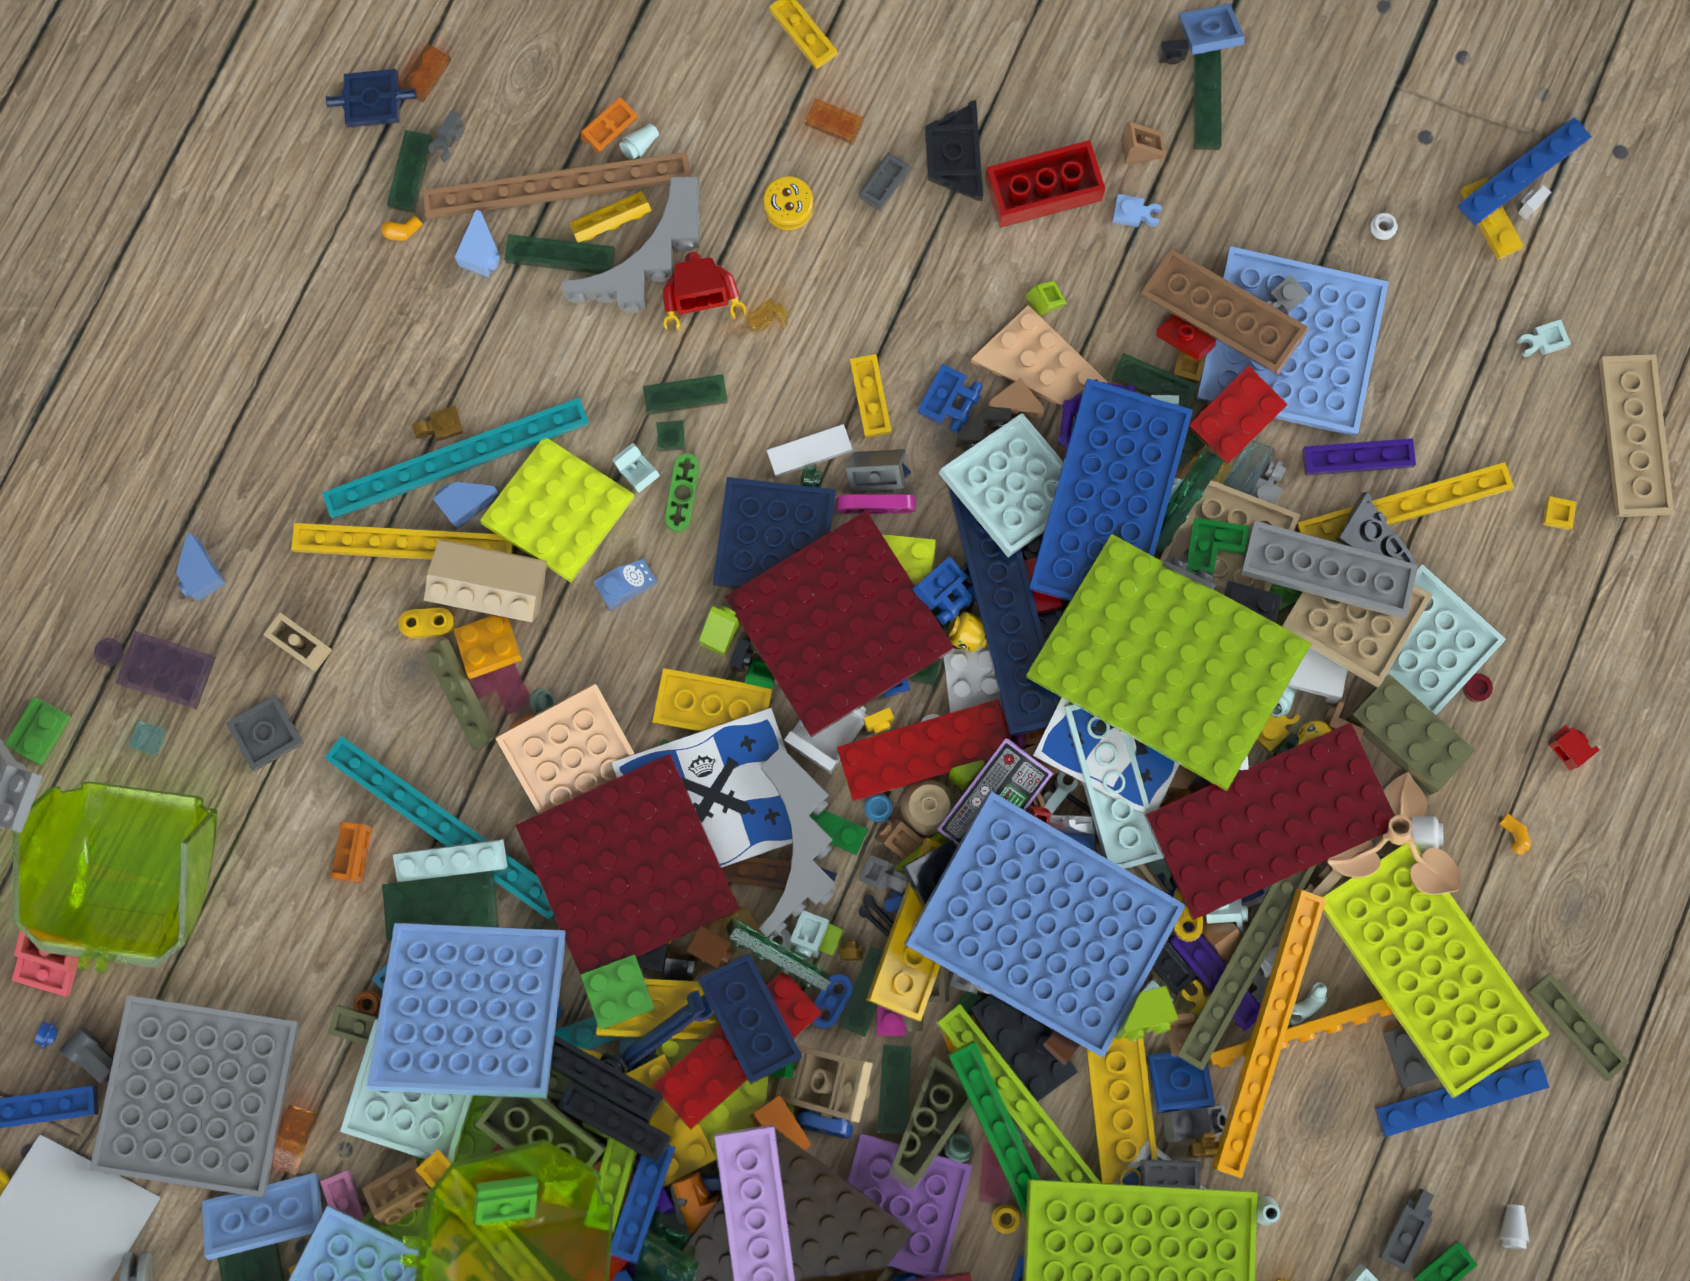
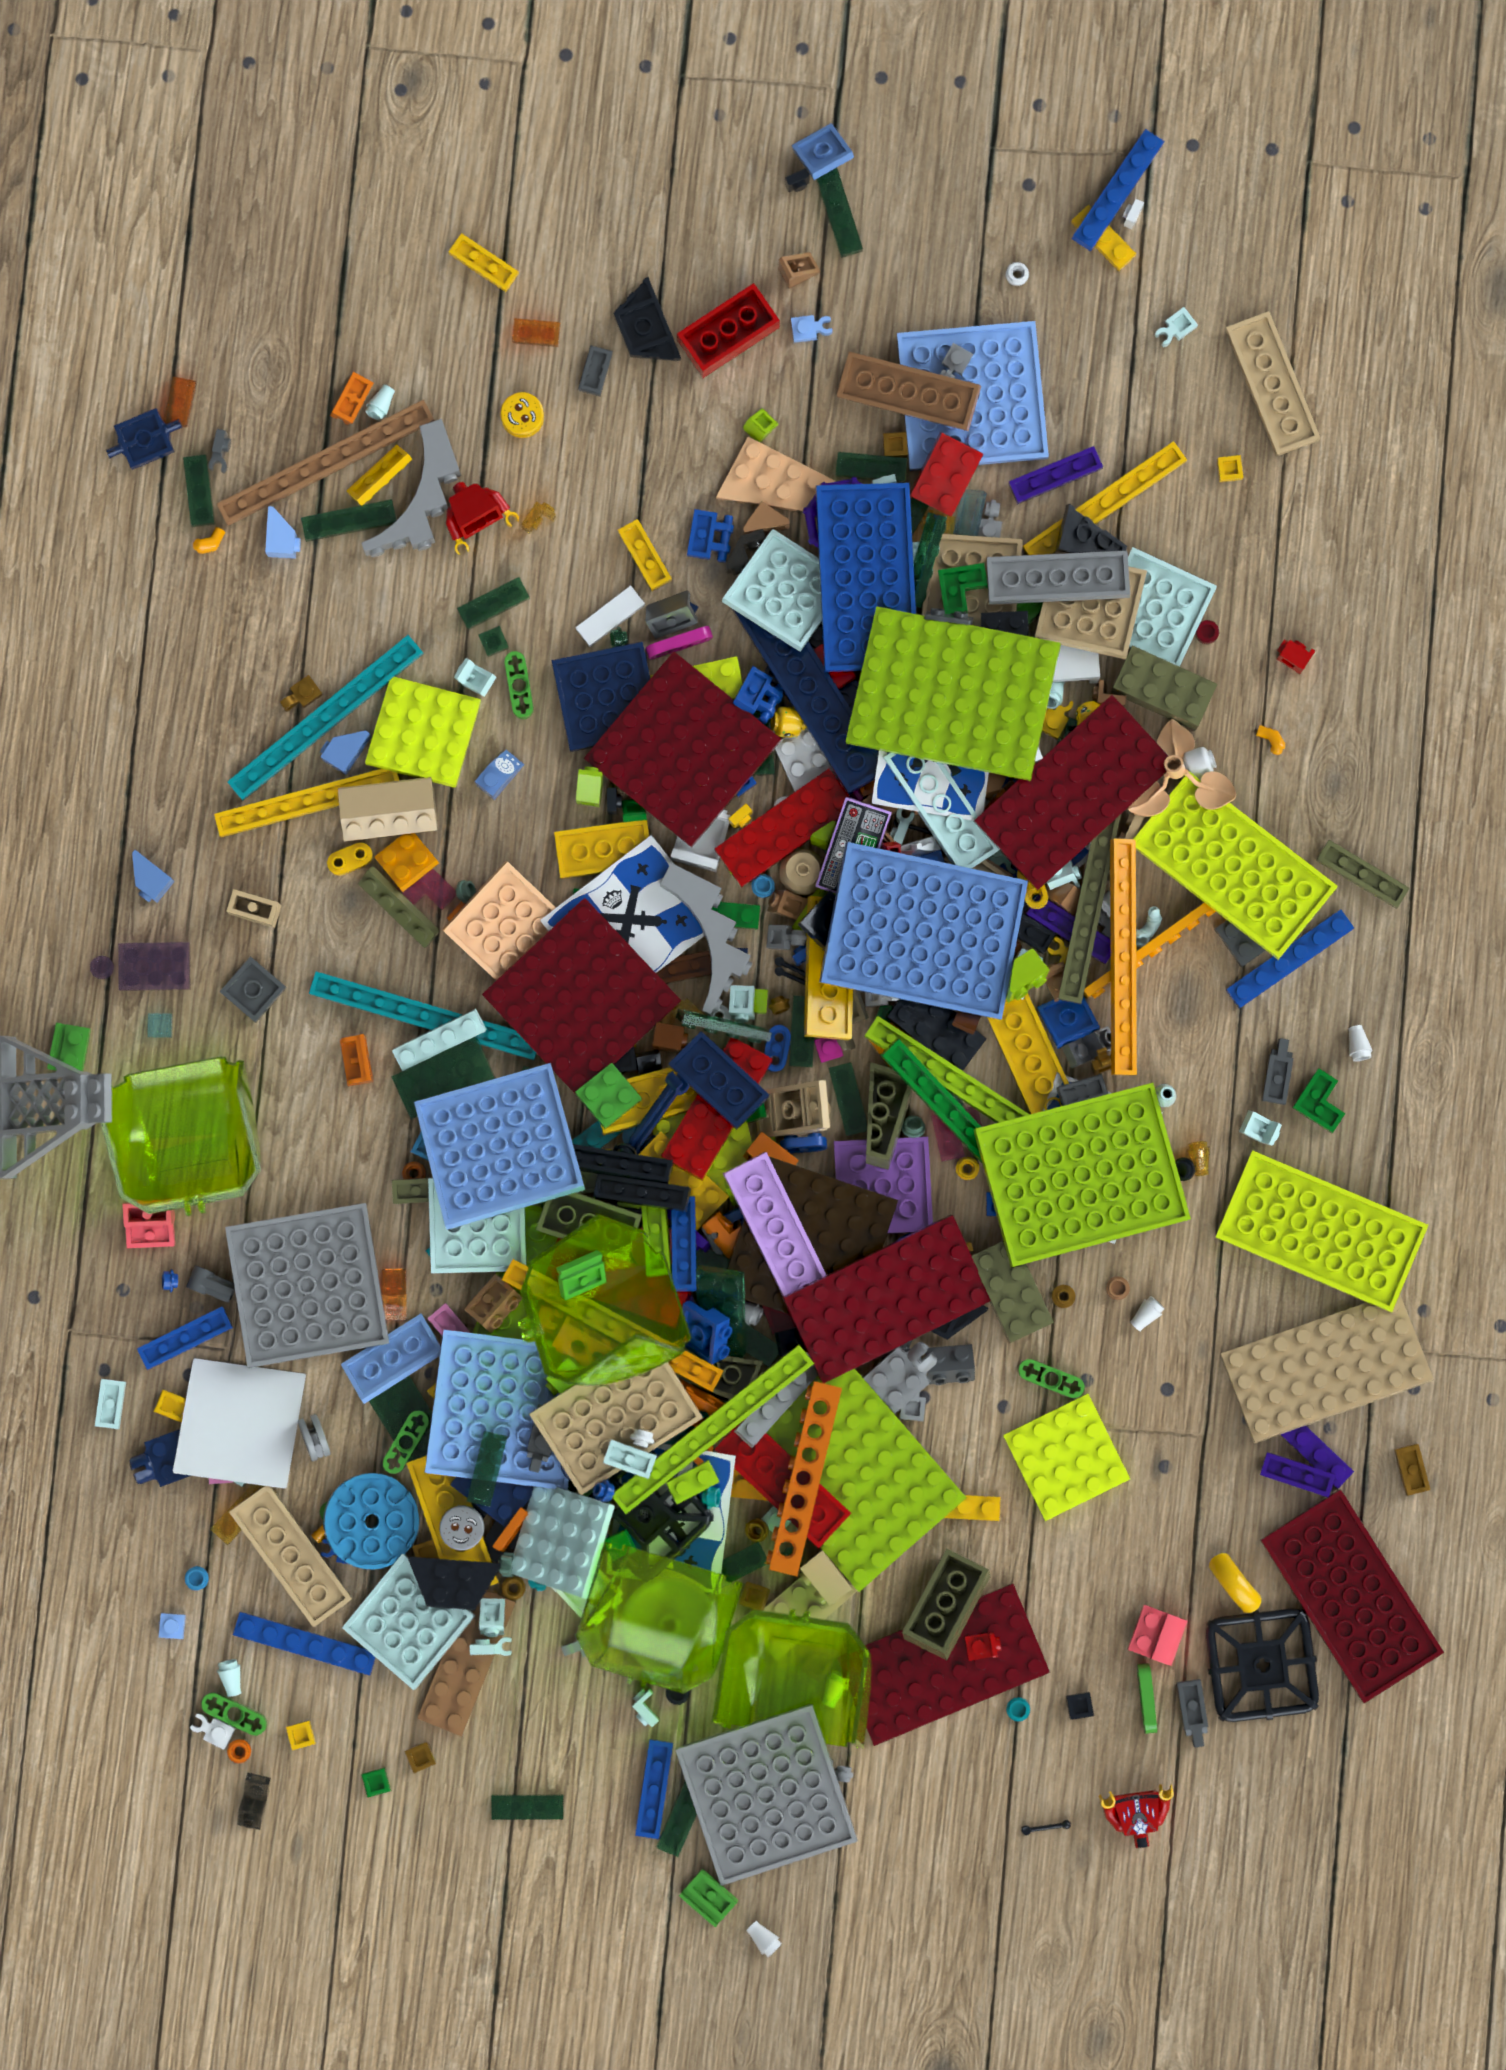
camera: 20 degrees left, 5 degrees up
(1186, 338) = (885, 422): red plate -> none

